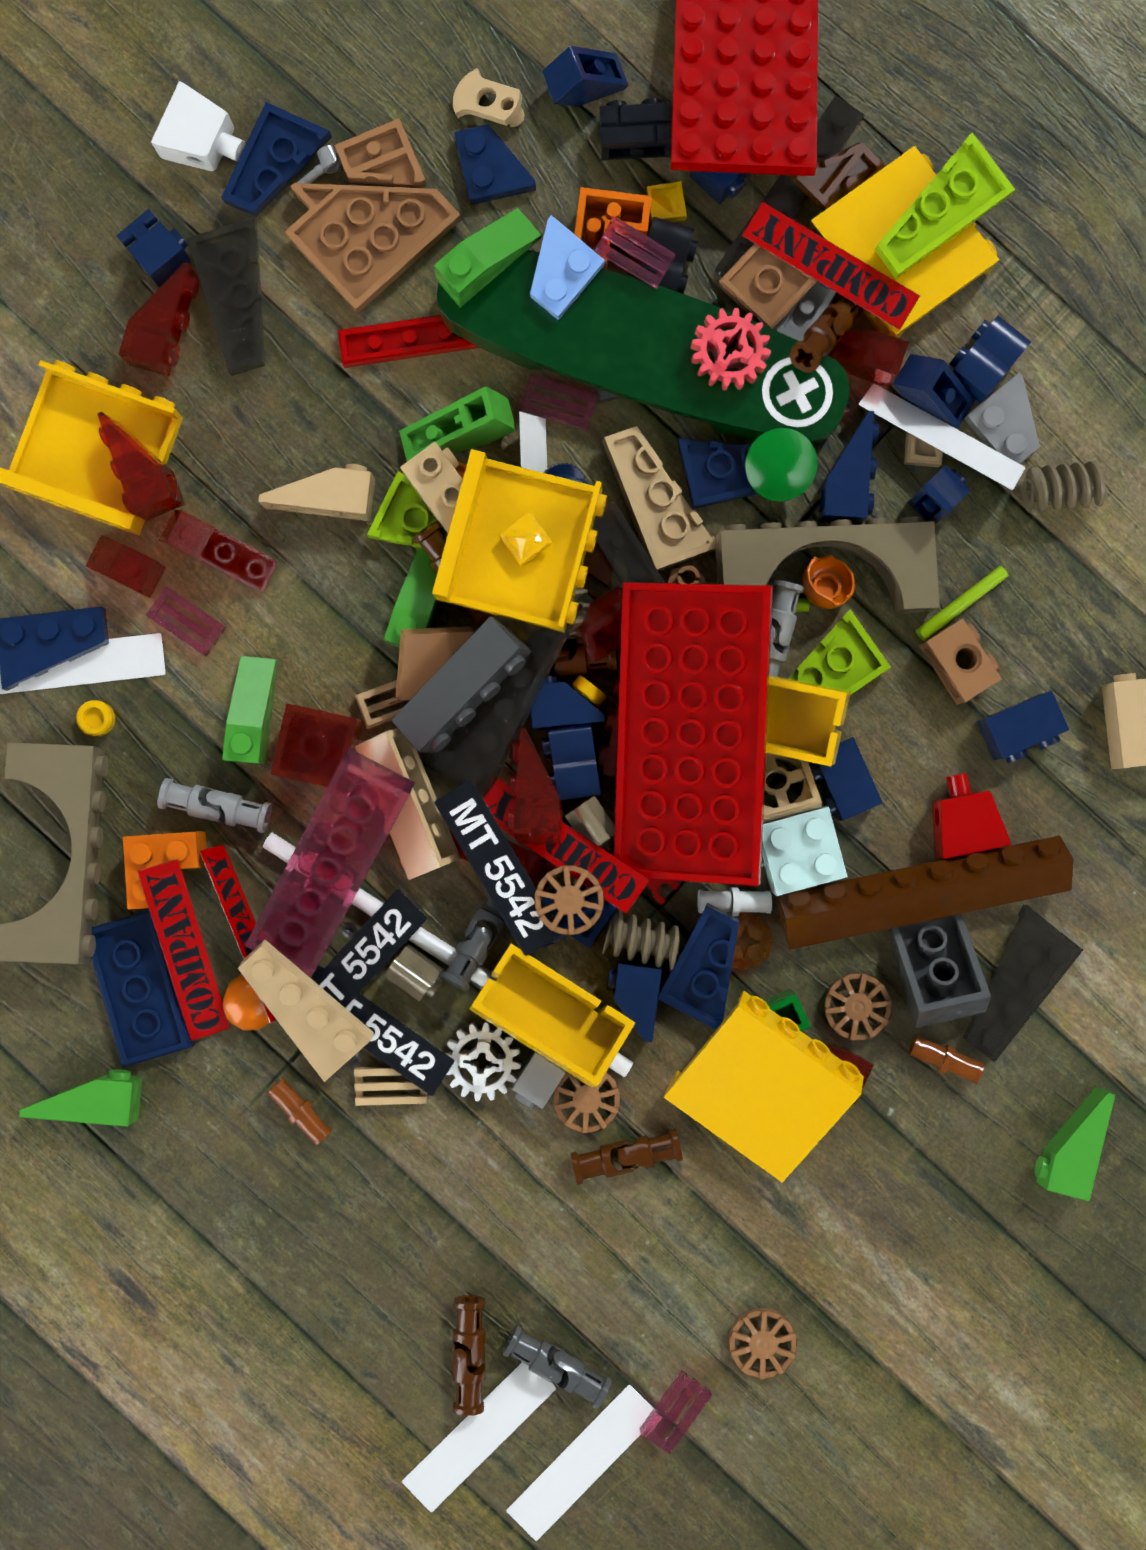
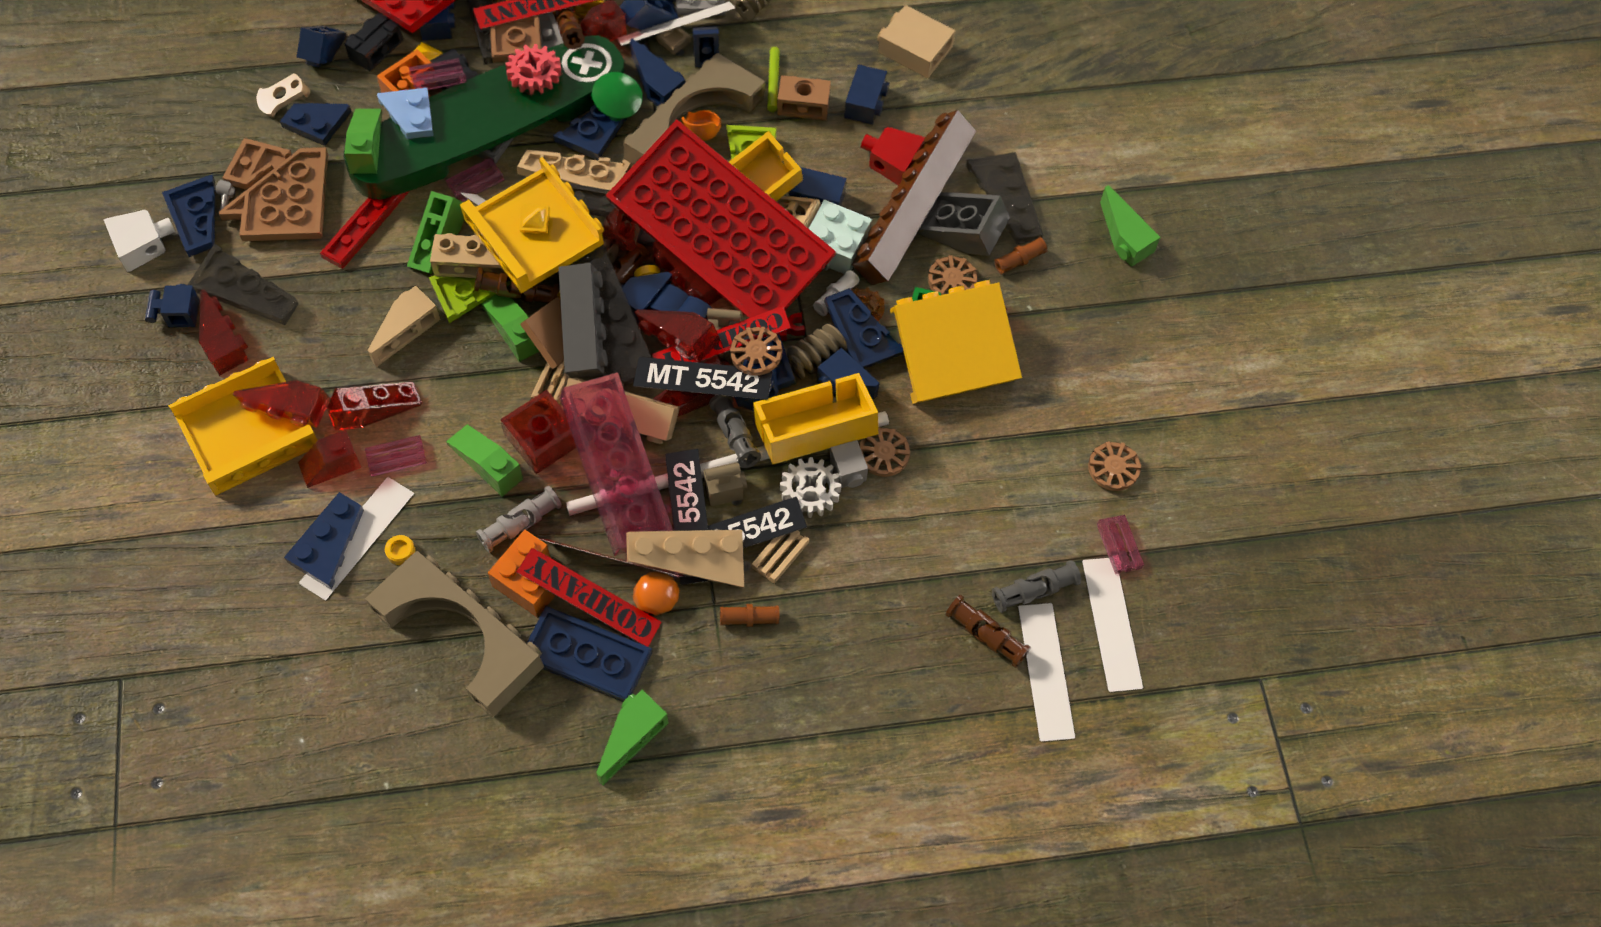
camera: 55 degrees left, 25 degrees down
(641, 1153) = (937, 453): reddish brown piece -> none

